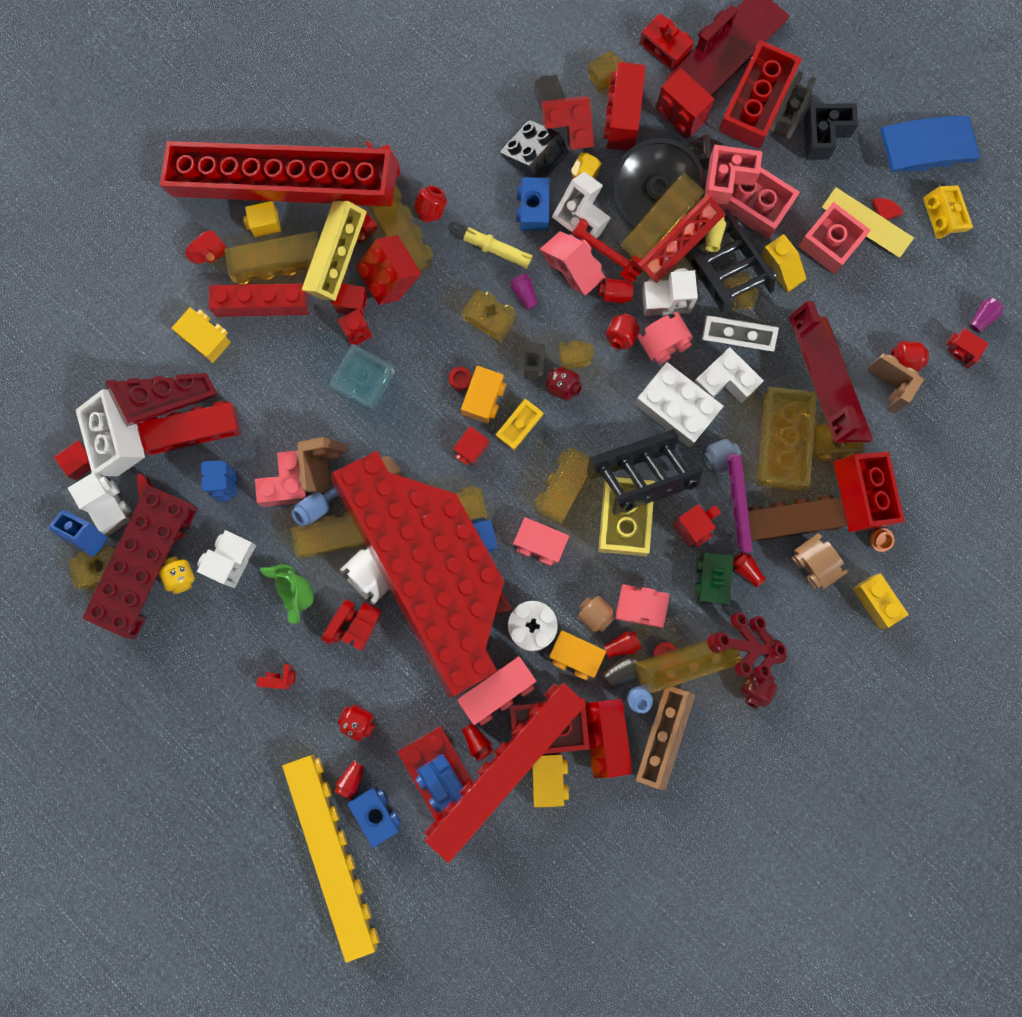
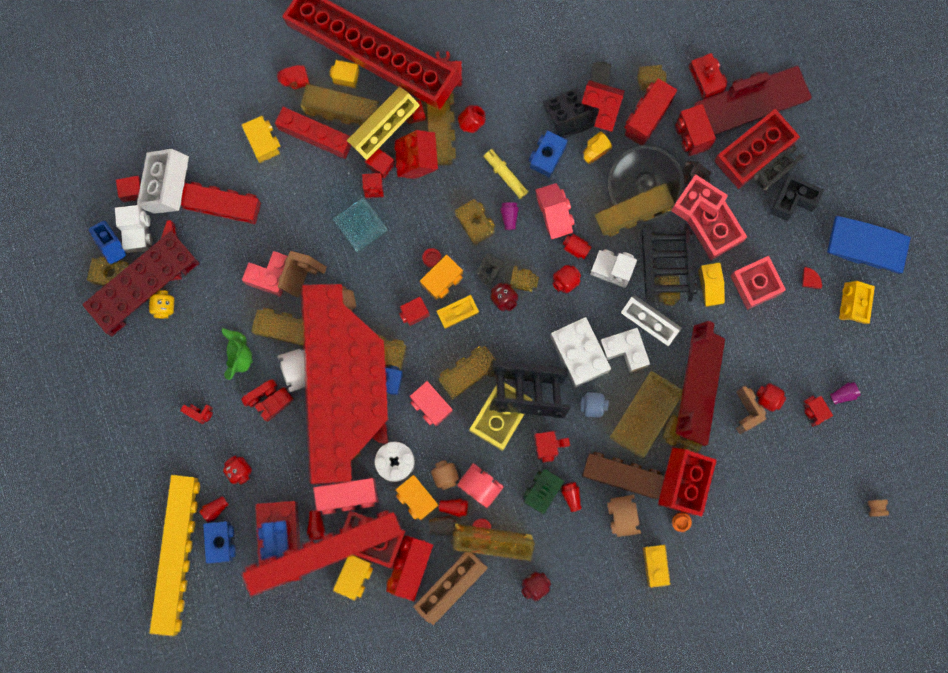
camera: 30 degrees right, 0 degrees up
(153, 397) = (202, 169): dark red wing -> none
(219, 480) = (223, 251): blue brick -> none
(227, 560) = (203, 311): white brick -> none
(313, 507) = (279, 302): medium blue piece -> none
(578, 204) = (577, 175): white brick -> none
(630, 268) = (595, 235): red hinge -> none
(639, 699) = (444, 551): medium blue piece -> none
(665, 338) = (594, 298): coral brick -> none
(682, 238) = (639, 231): red fence -> none
(714, 236) = (668, 236): light yellow cone -> none
(739, 502) = (587, 444): magenta tile -> none
(772, 649) = (544, 552): dark red plant -> none
(881, 231) = (793, 283): light yellow tile -> none

